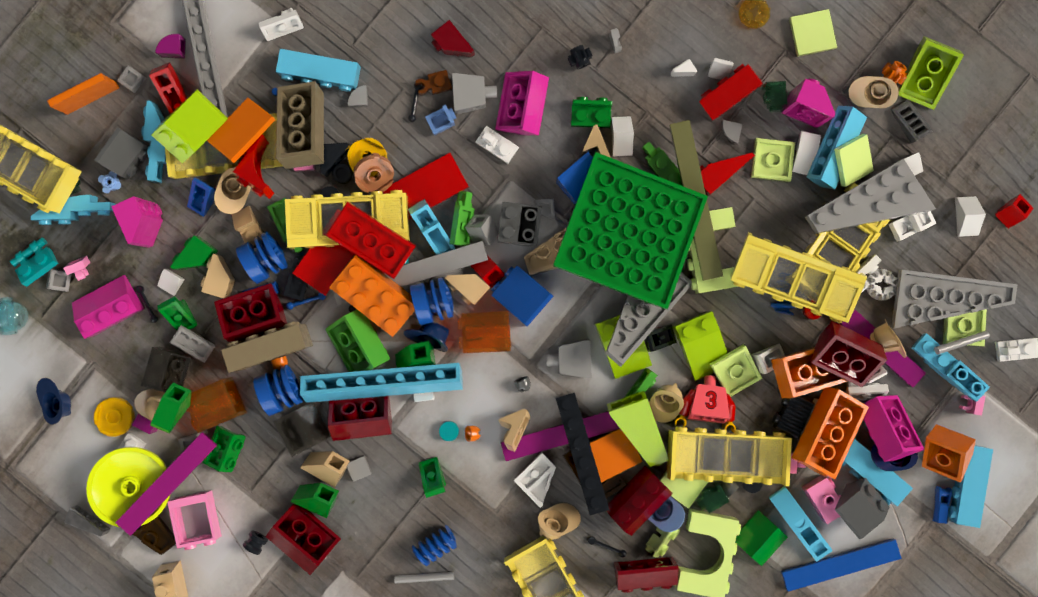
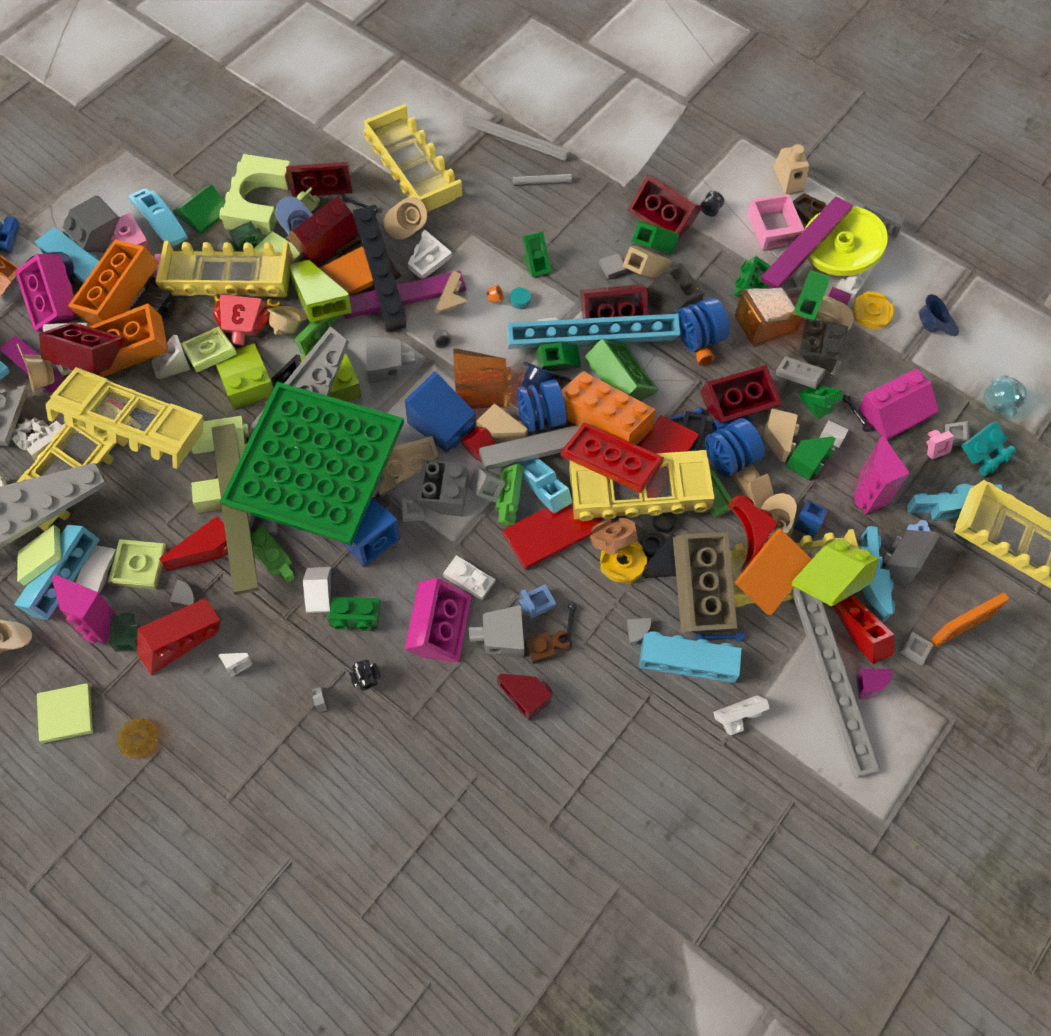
camera: 170 degrees right, 25 degrees down
(261, 349) = (716, 360): dark tan brick -> none
(435, 547) = (531, 197): blue piece -> none
(596, 142) = (351, 575): tan slope -> none
(720, 68) = (189, 666): white slope -> none
(841, 564) = (122, 187): blue tile -> none

